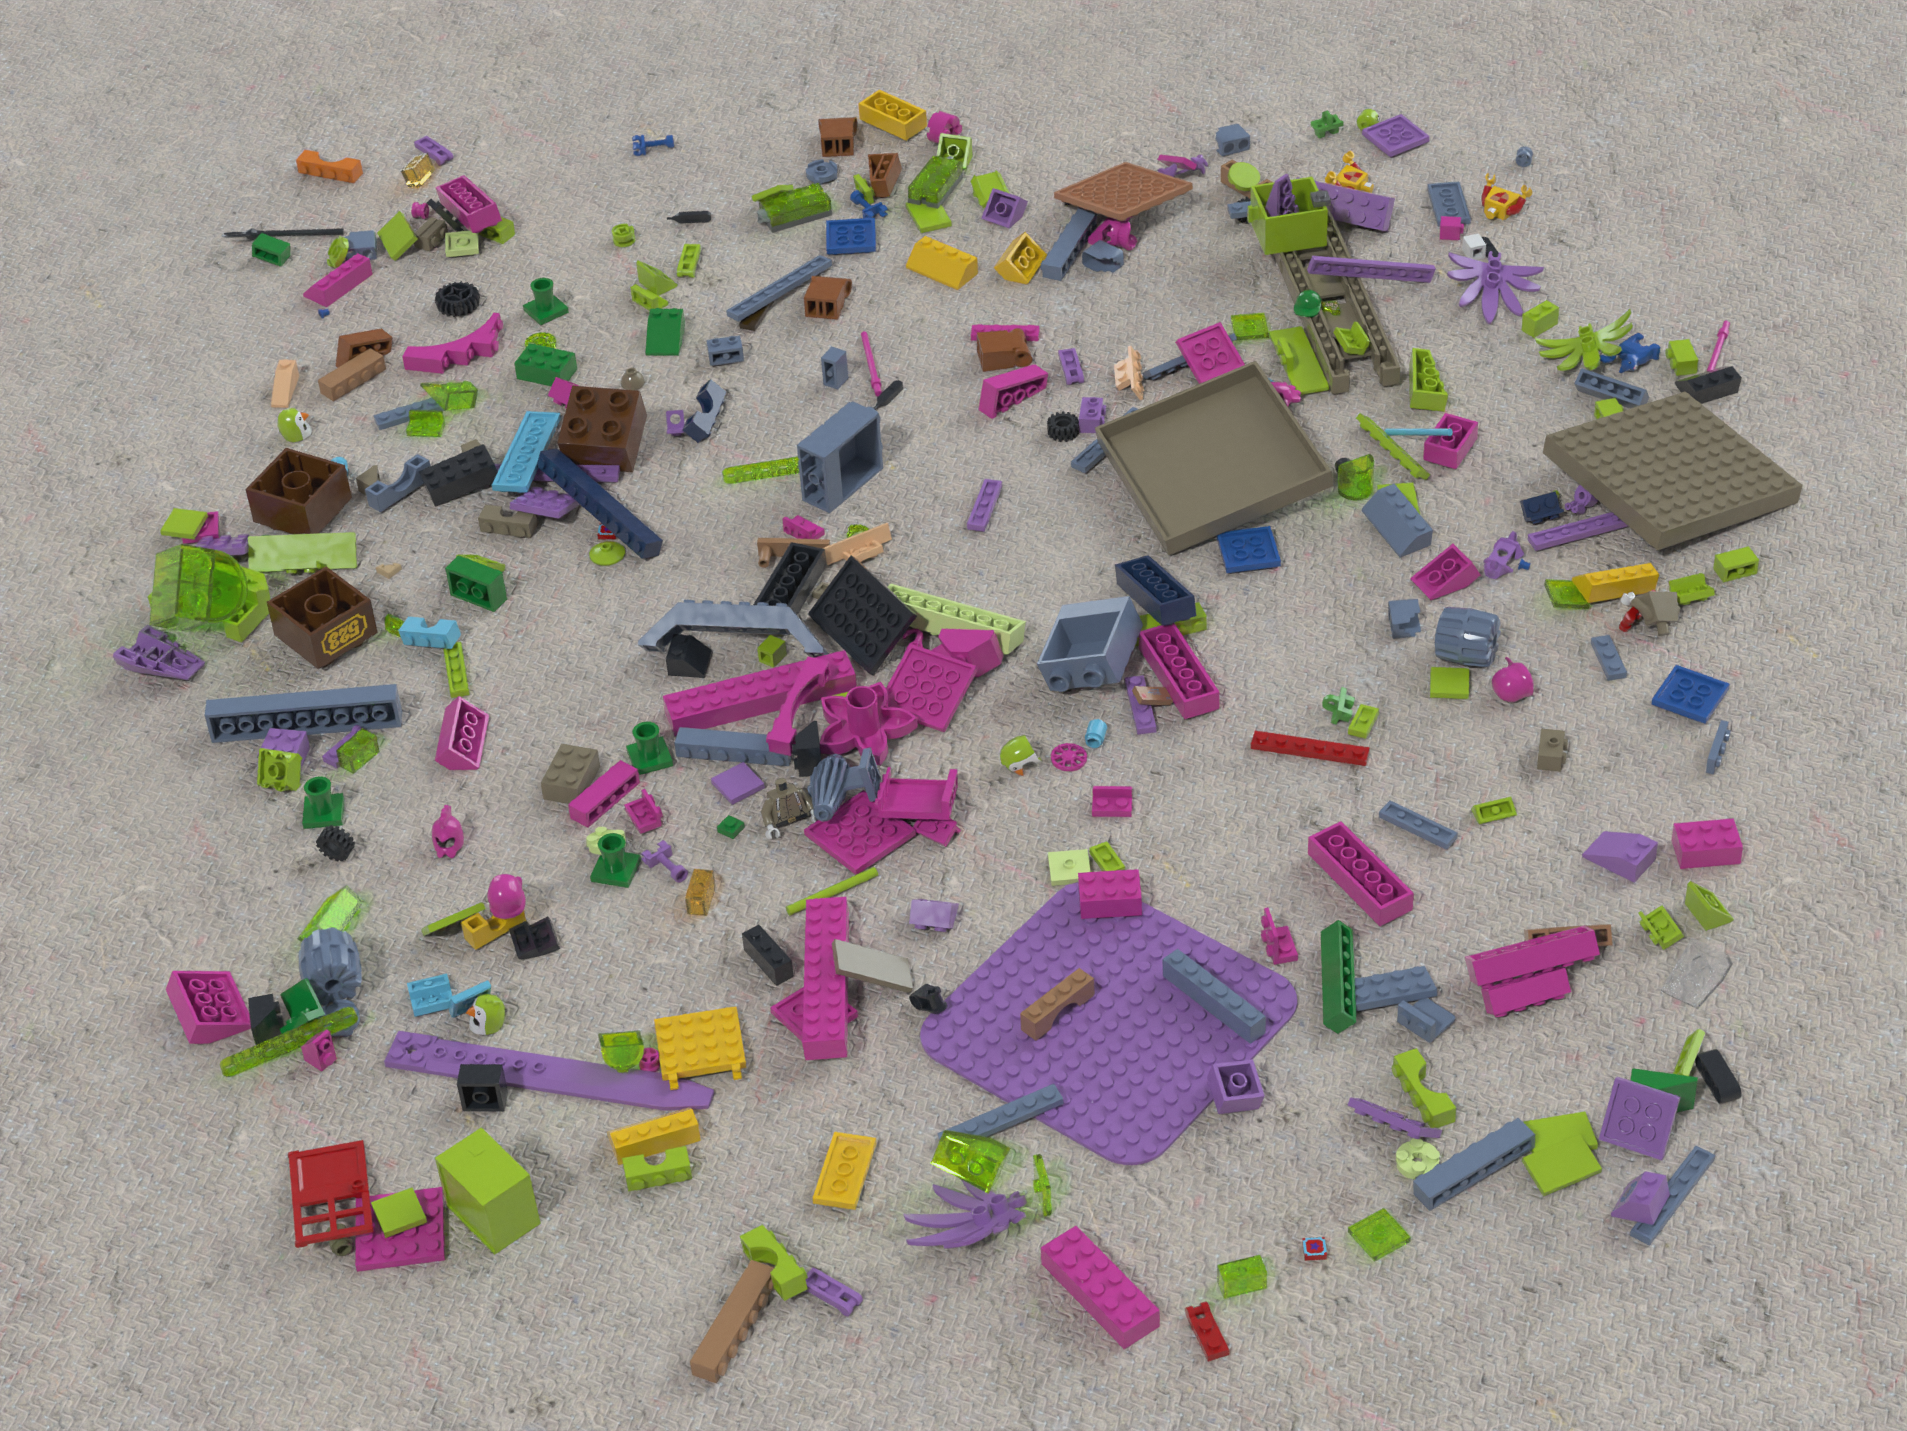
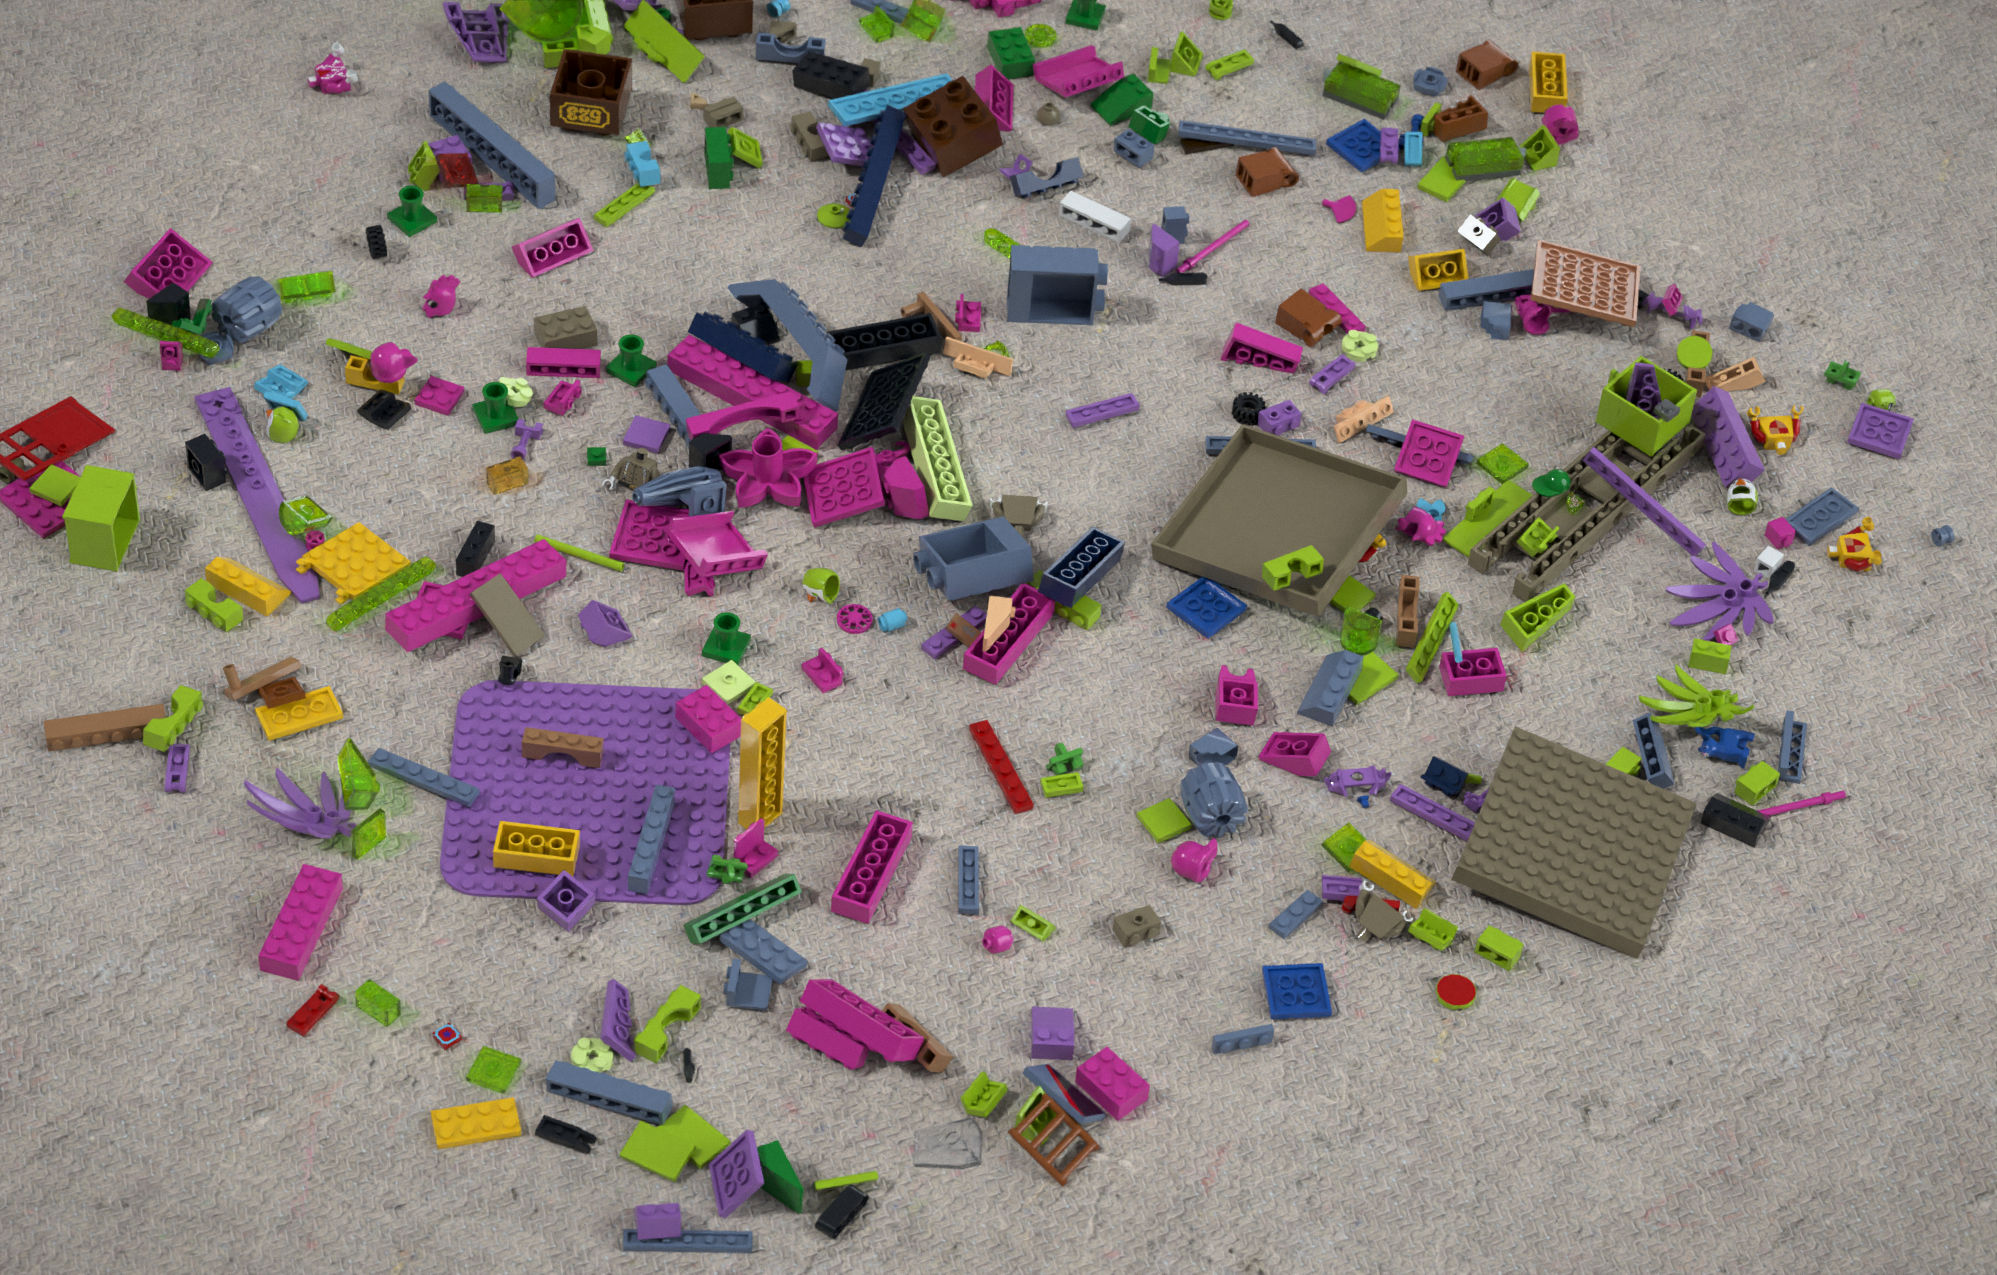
camera: 45 degrees right, 5 degrees up
(97, 778) = (332, 74): none -> dark pink torso
(315, 746) = (456, 169): none -> clear red plate
(422, 559) = (723, 113): none -> dark tan brick
(555, 894) = (439, 395): none -> dark pink plate
(612, 340) = (1076, 71): none -> dark pink panel
(709, 328) = (1150, 124): none -> green brick
(713, 669) = (743, 346): none -> dark blue brick
(755, 1045) = (380, 593): none -> clear neon green beam
(773, 408) = (1094, 216): none -> white brick
(778, 1178) = (241, 688): none -> medium nougat piece
(811, 1170) = (281, 692): none -> dark orange tile
(852, 386) = (1162, 251): none -> medium lavender slope
(870, 220) = (1389, 145): none -> medium lavender plate
(885, 211) = (1413, 148): none -> medium azure tile
(901, 278) = (1342, 209): none -> dark pink hand
(1010, 221) = (1479, 234): none -> brick
(1025, 845) = (725, 640): none -> green plant
(1048, 602) = (1020, 511): none -> dark tan torso
(1054, 338) = (1366, 341): none -> yellowish green plate
(1162, 1075) = (536, 848): none -> yellow brick
(1169, 661) = (997, 620): none -> light nougat slope
(1235, 864) = (762, 763): none -> yellow brick
(1283, 164) = (1737, 377): none -> light nougat slope
(1285, 966) = (734, 868): none -> bright green hips
(1286, 465) = (1305, 561): none -> lime arch
(1341, 436) = (1407, 611): none -> medium nougat arch
(1360, 576) = (1236, 697): none -> dark pink brick
(1402, 226) = (1742, 497): none -> lime piece
(1430, 1277) = (475, 1123): none -> yellow plate
(1479, 1100) = (689, 1067): none -> piece
(1493, 1219) = (565, 1134): none -> black hinge
(1498, 837) = (997, 939): none -> dark pink head
(1525, 301) = (1726, 635): none -> dark pink plate
(1605, 618) = (1339, 887): none -> medium lavender plate
(1658, 325) = (1787, 750): none -> sand blue fence
(1698, 876) = (1064, 1093): none -> tile
(1741, 920) = (1031, 1147): none -> dark orange bar
(1758, 610) = (1455, 991): none -> red tile

